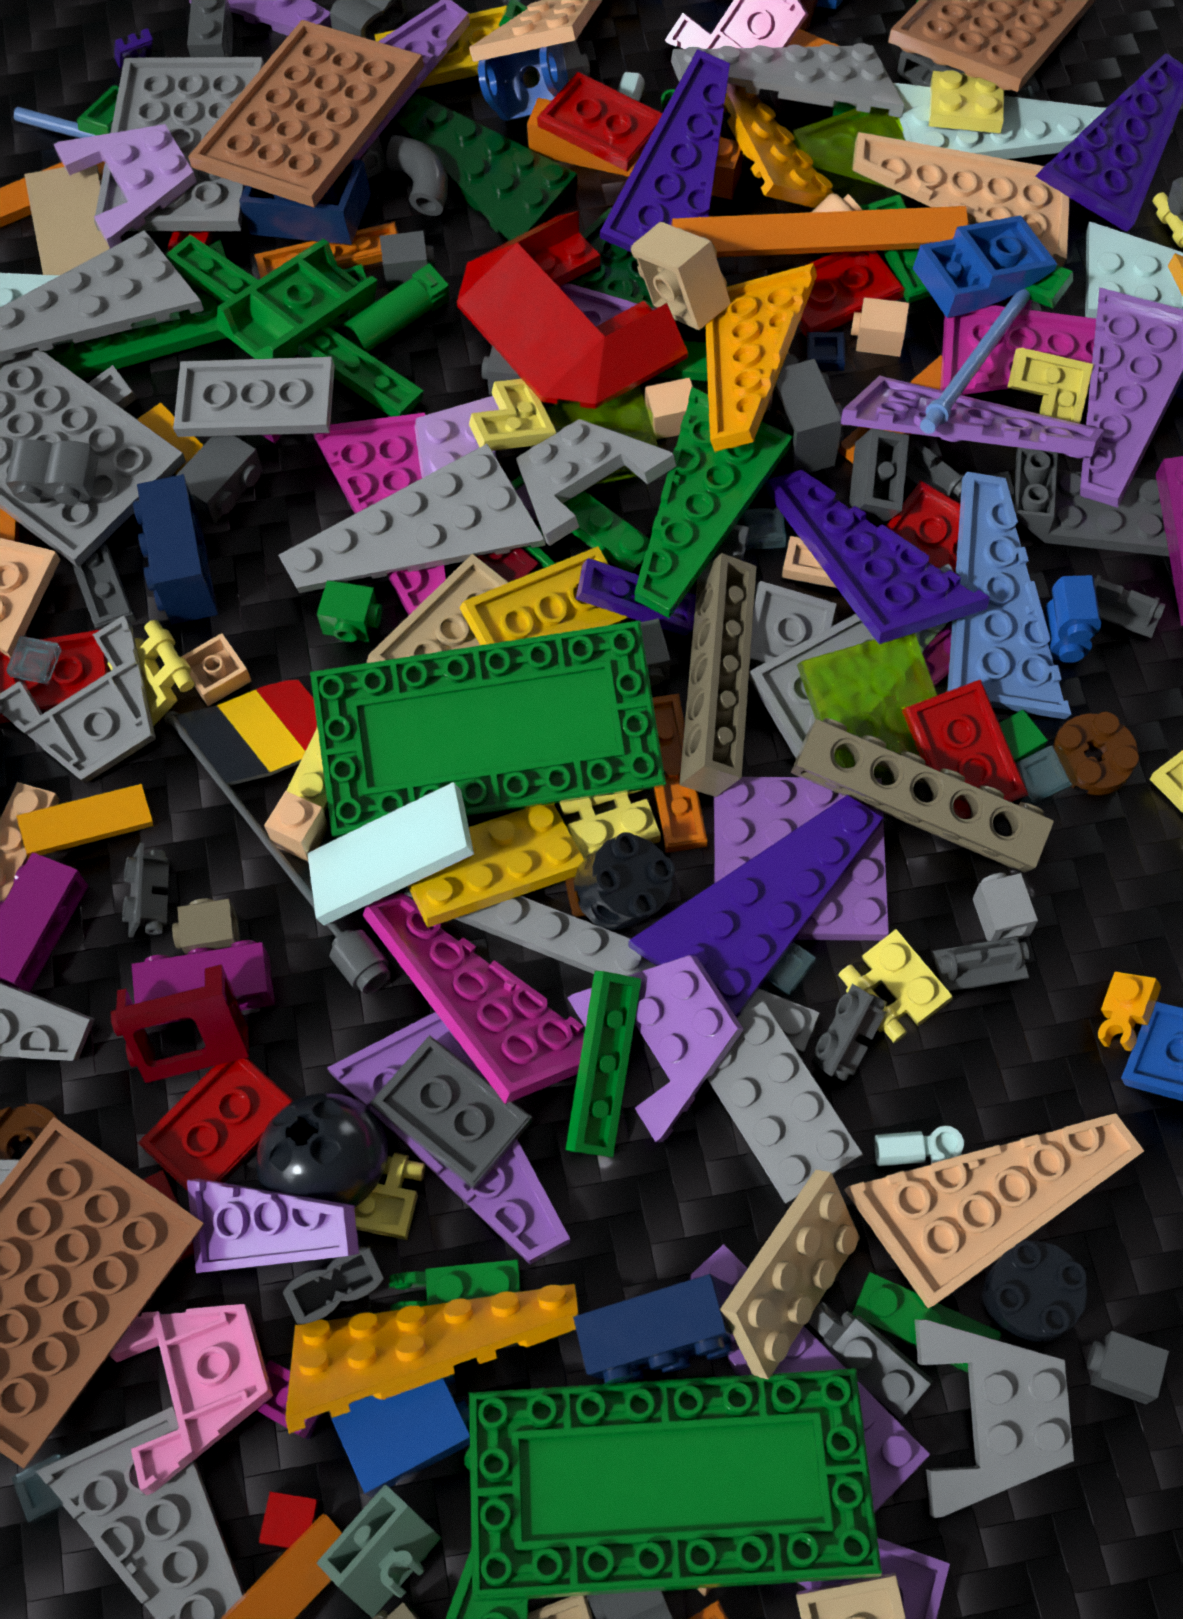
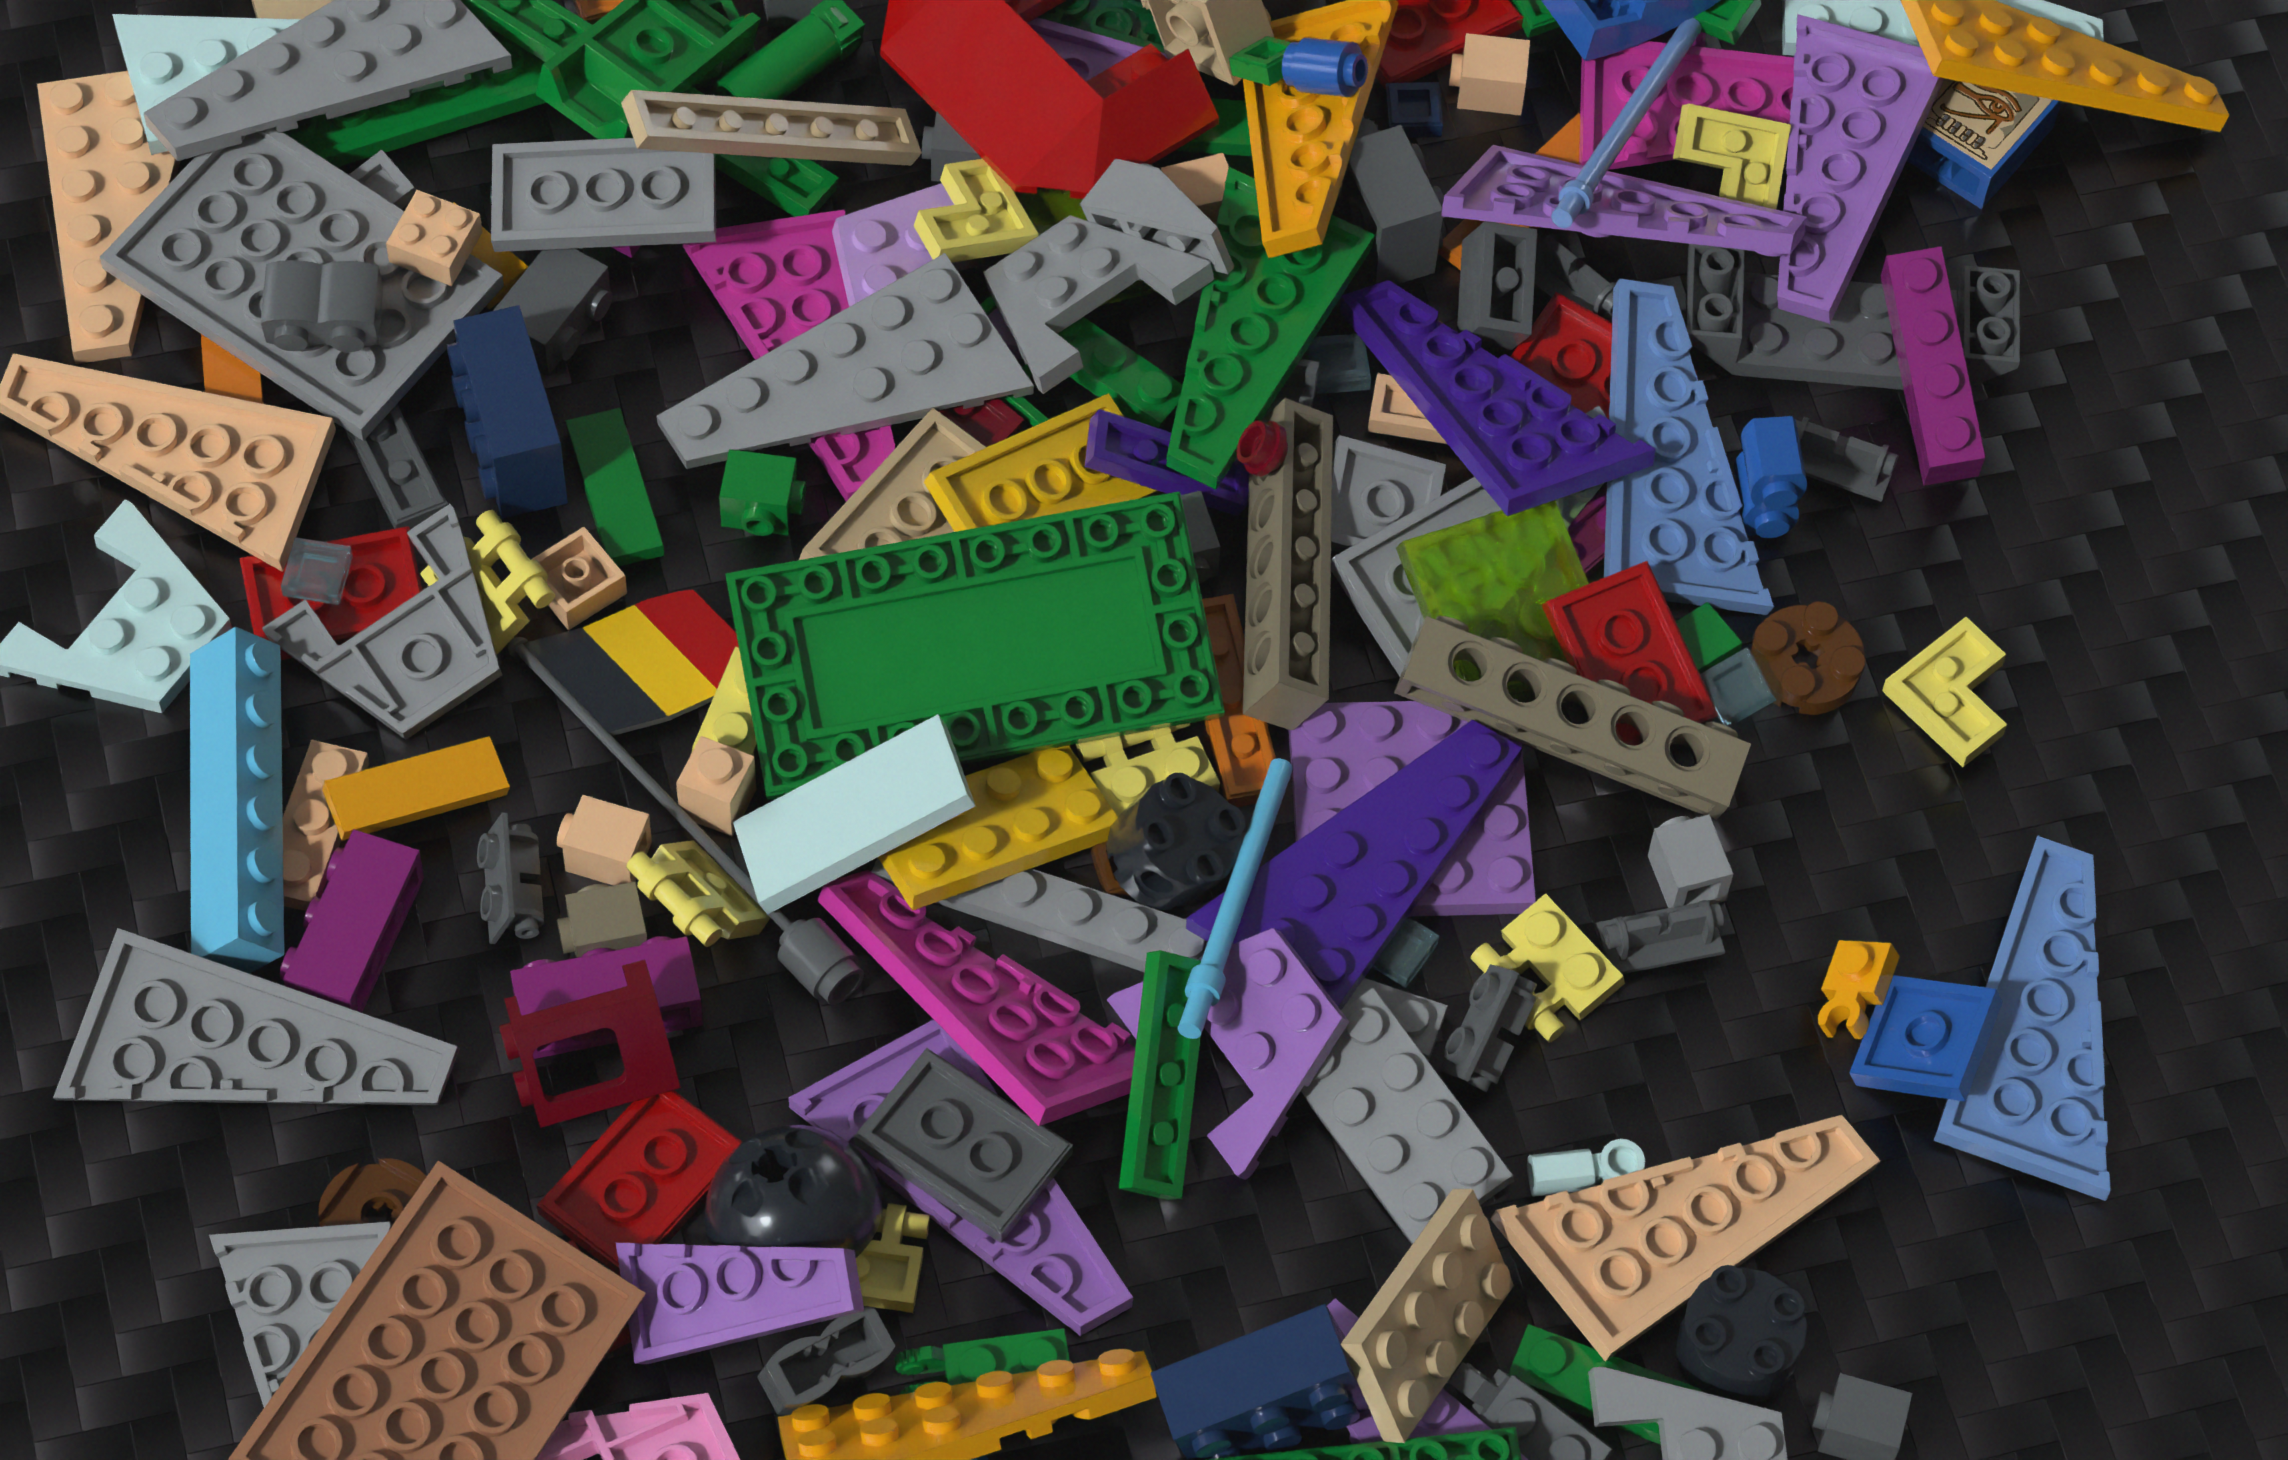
camera: 10 degrees left, 5 degrees down
(135, 426) = (434, 237): none -> light nougat piece
(214, 865) = (603, 840): none -> light nougat brick
(250, 605) = (614, 487): none -> green tile
(286, 907) = (697, 893): none -> light yellow plate
(370, 353) = (770, 128): none -> tan plate
(635, 414) = (1151, 207): none -> light grey slope
(638, 994) = (1207, 979): none -> medium azure bar
(703, 589) = (1262, 447): none -> dark red plate
(723, 312) = (1260, 61): none -> green tile
(761, 316) = (1324, 67): none -> blue brick

